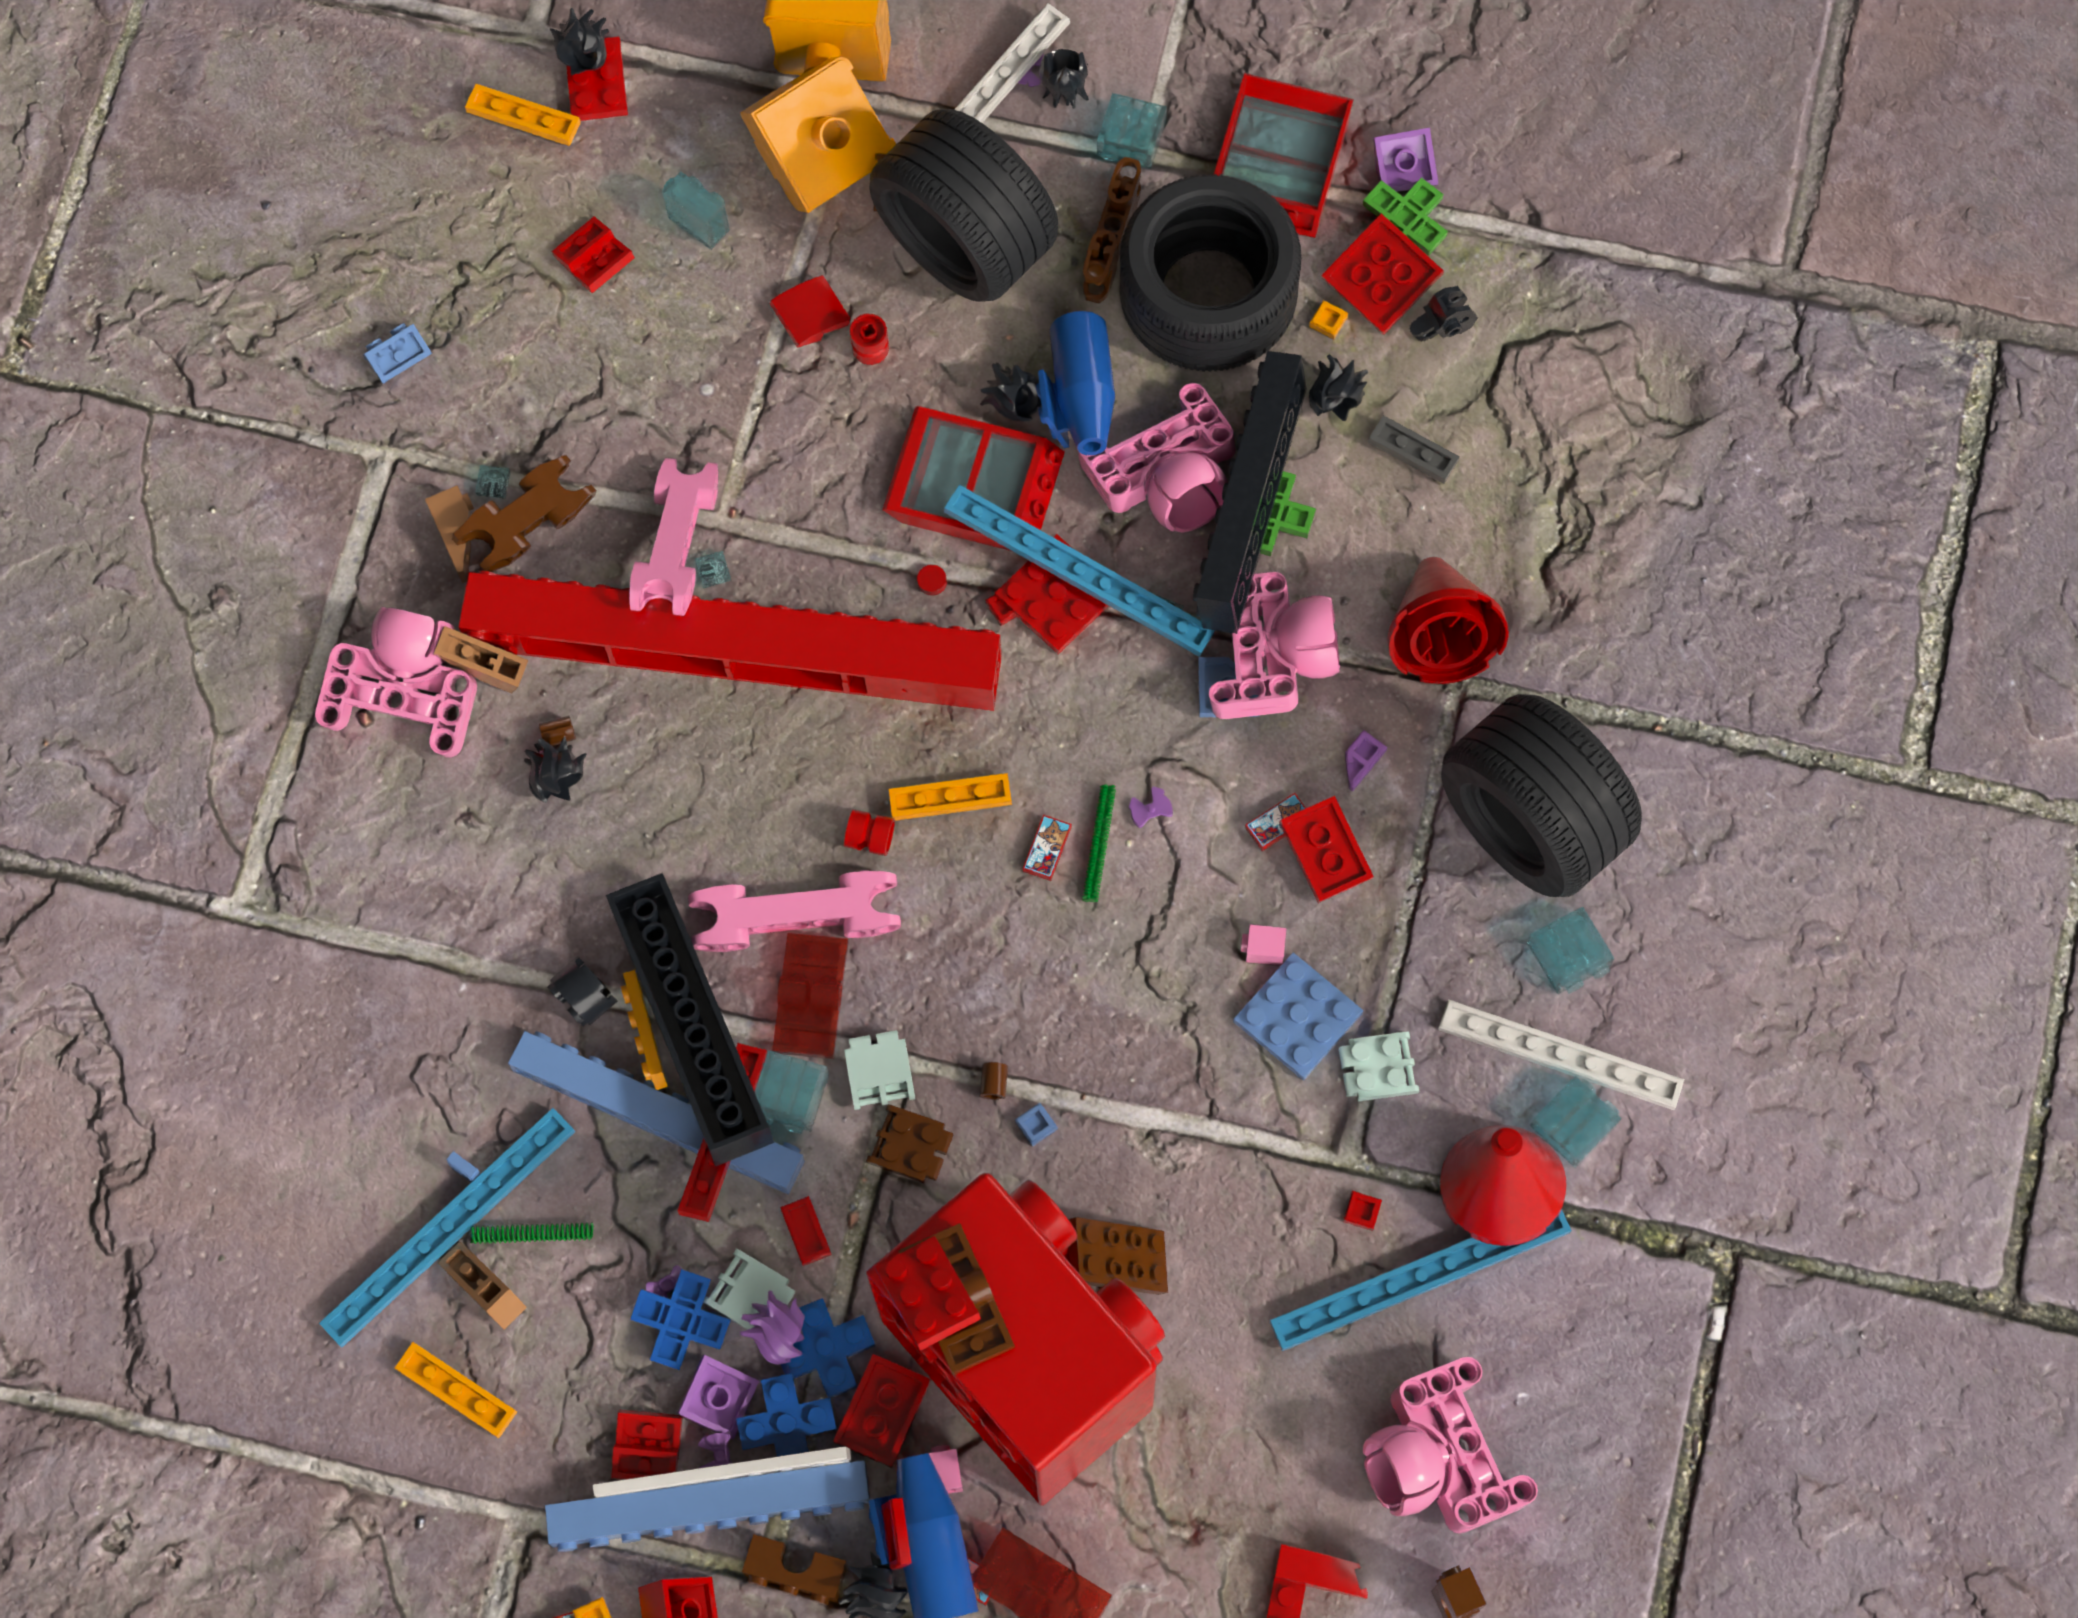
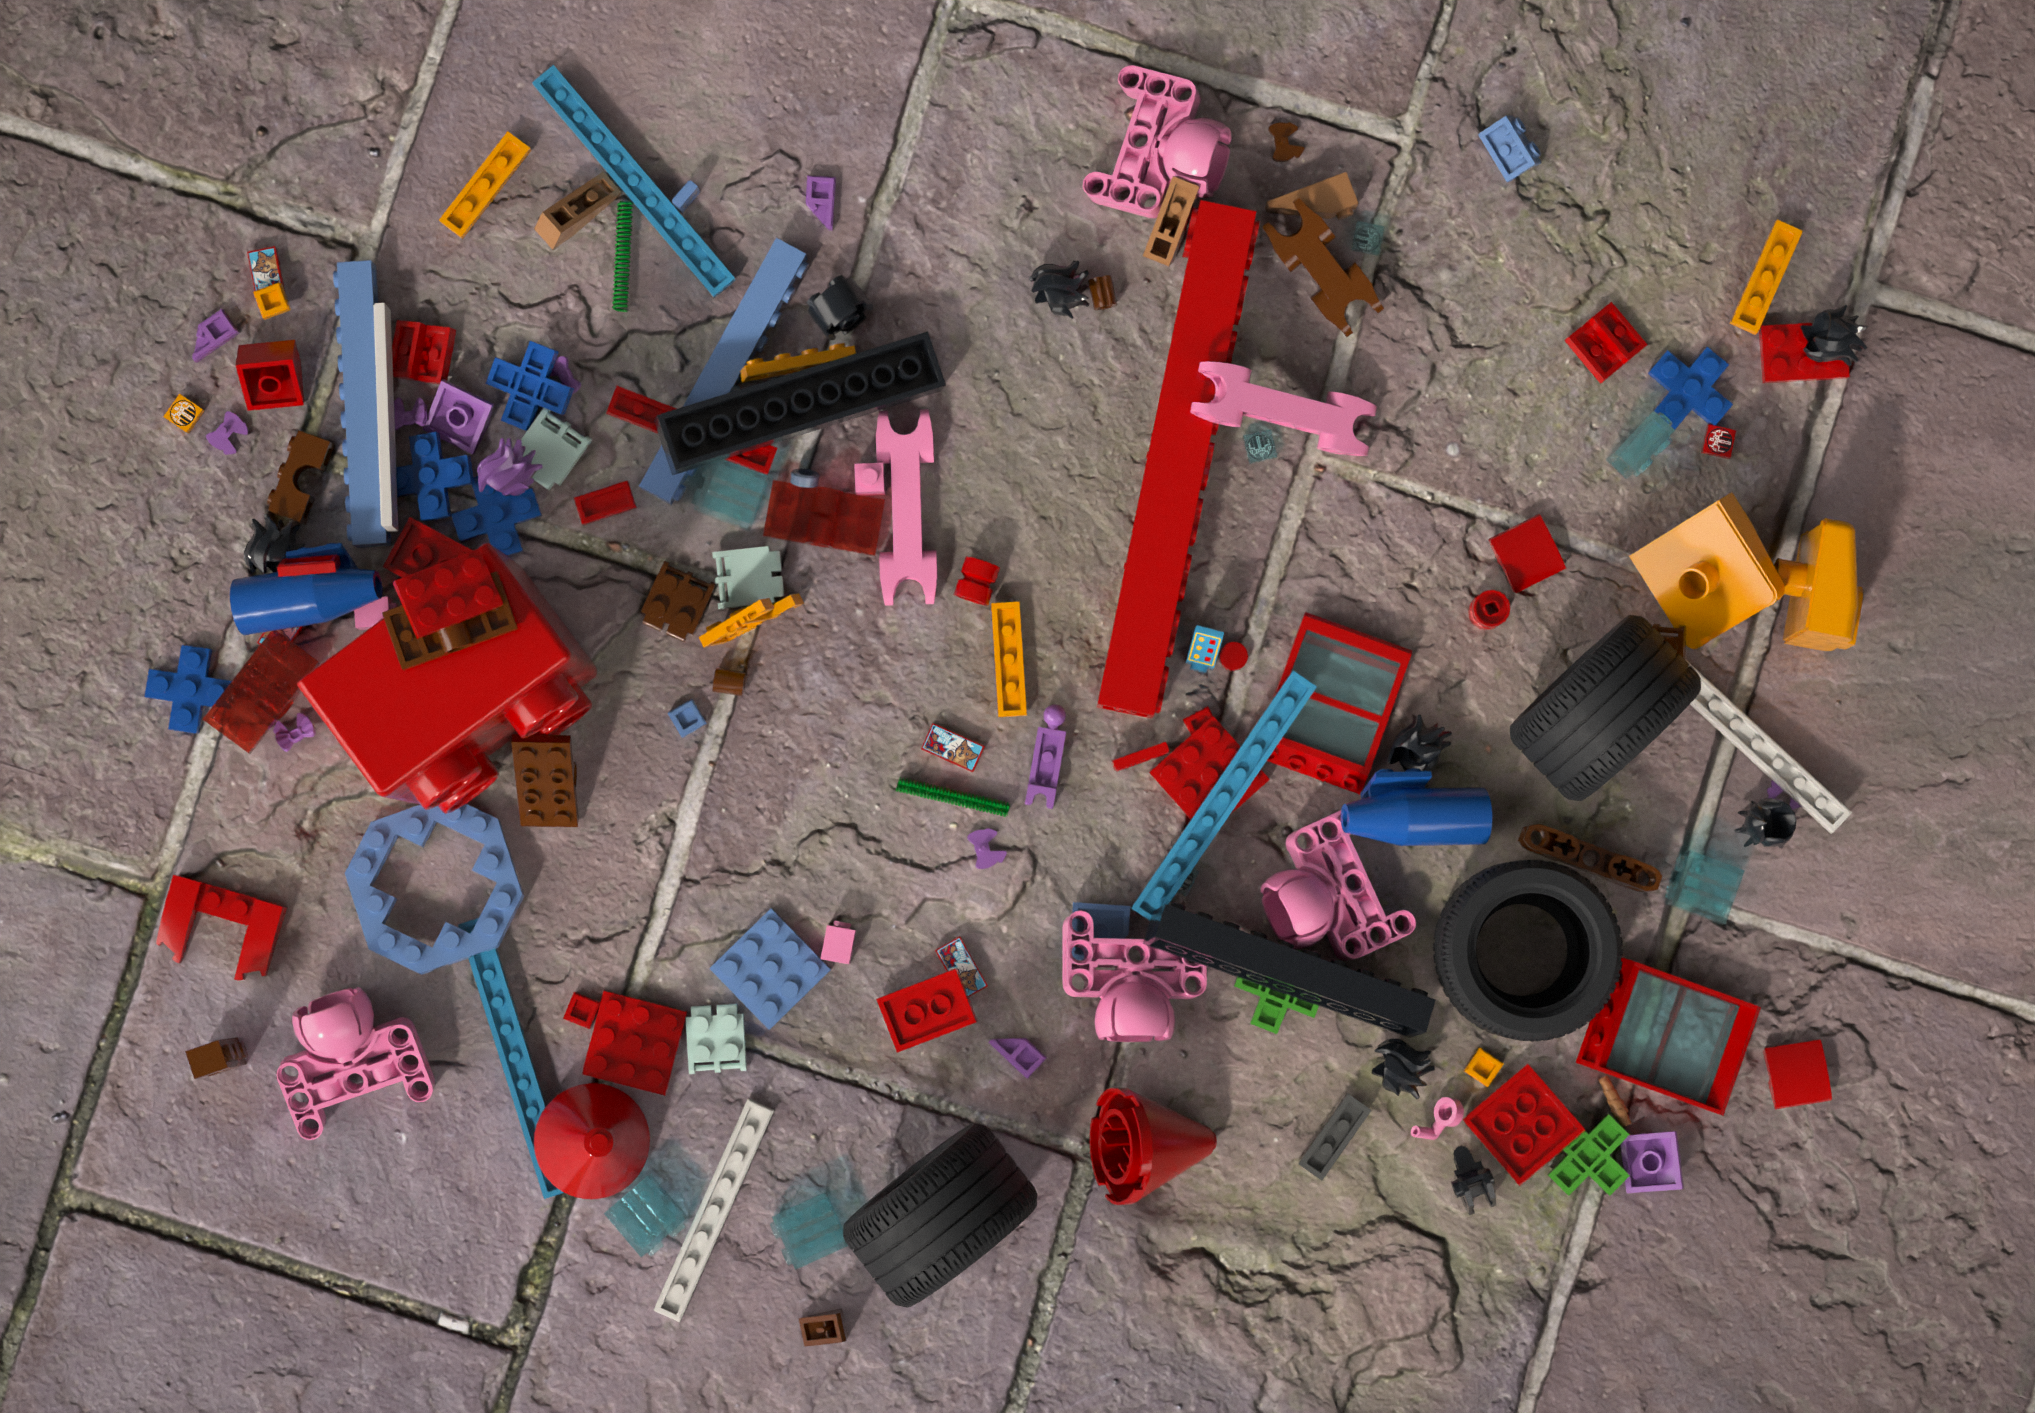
camera: 90 degrees right, 15 degrees up
(403, 567) = (1284, 151): none -> reddish brown piece
(463, 1027) = (821, 198): none -> medium lavender tile
(634, 175) = (1691, 387): none -> blue plate
(688, 148) = (1718, 441): none -> red tile
(766, 949) = (869, 479): none -> bright pink brick
(768, 1018) = (804, 478): none -> sand blue tile
(925, 601) = (1204, 648): none -> dark azure slope
(925, 1057) = (747, 619): none -> light orange wing
(1042, 659) = (1140, 756): none -> red tile
(1053, 751) = (1047, 756): none -> medium lavender plate
(1079, 1542) = (287, 738): none -> medium lavender piece
(1303, 1349) = (452, 943): none -> medium blue plate
(1306, 40) = (1797, 1074): none -> red slope
(1350, 199) = (1615, 1102): none -> medium nougat animal
(1384, 351) = (1443, 1118): none -> bright pink plate
(1392, 1151) = (634, 1043): none -> red plate
(1671, 927) = (824, 1328): none -> reddish brown slope

